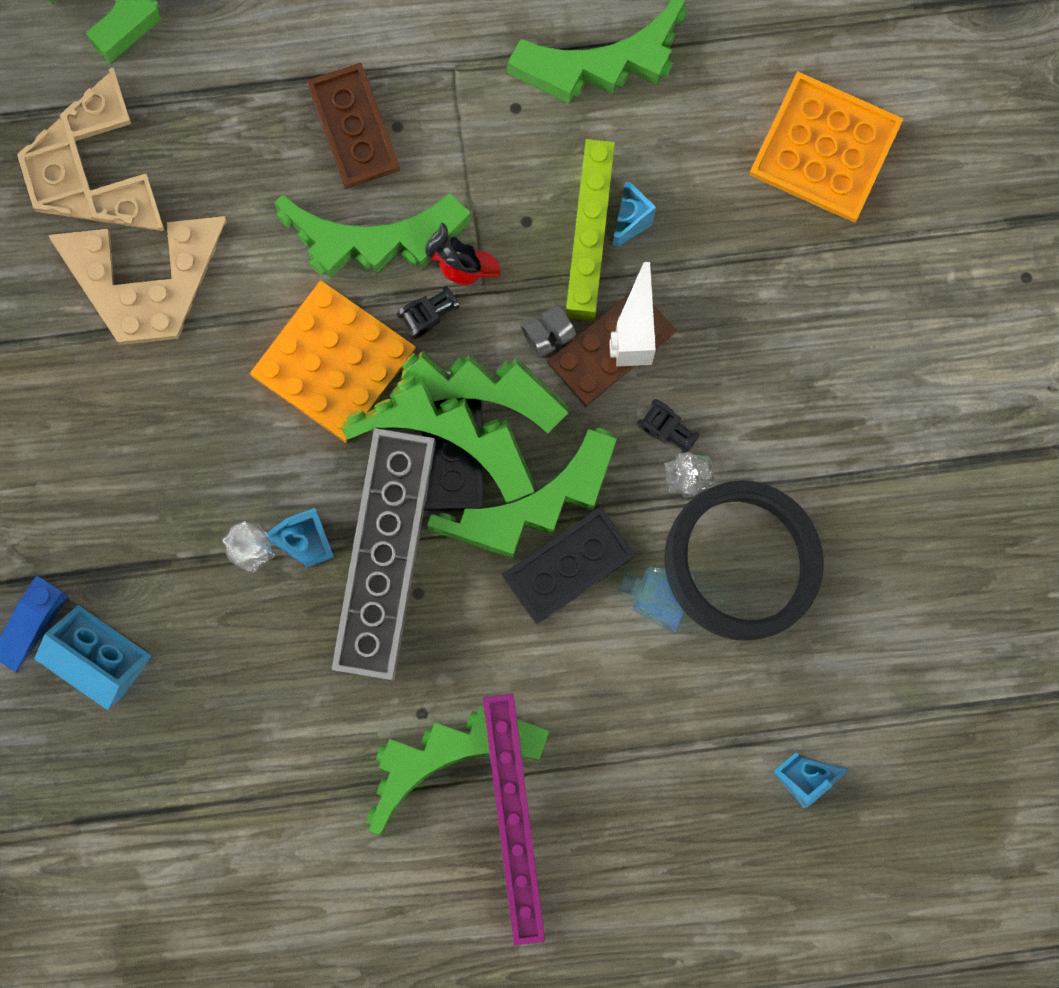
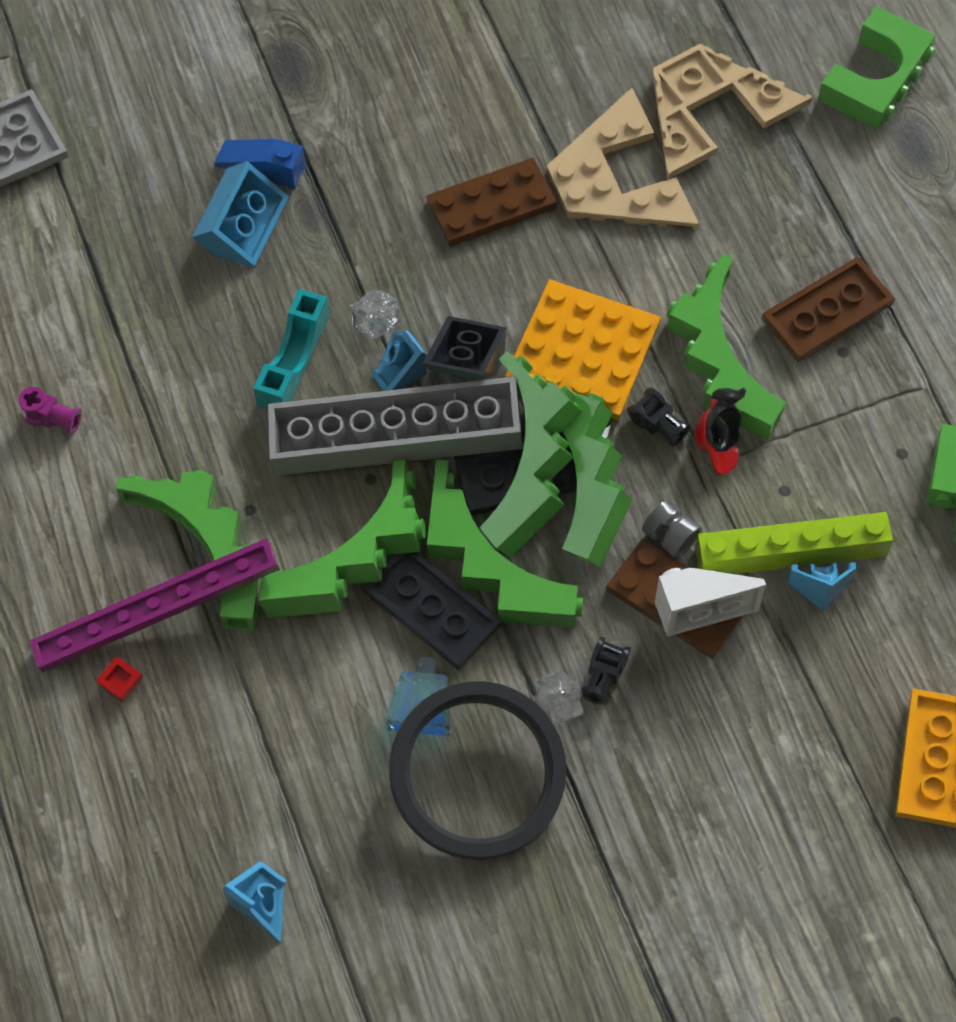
camera: 80 degrees right, 15 degrees down
(142, 406) = (491, 201): none -> reddish brown plate
(269, 636) = (303, 330): none -> teal arch
(271, 887) = (45, 411): none -> magenta connector
(324, 469) = (467, 349): none -> black slope
(528, 661) = (324, 582): none -> bright green arch
(572, 867) = (119, 679): none -> red plate

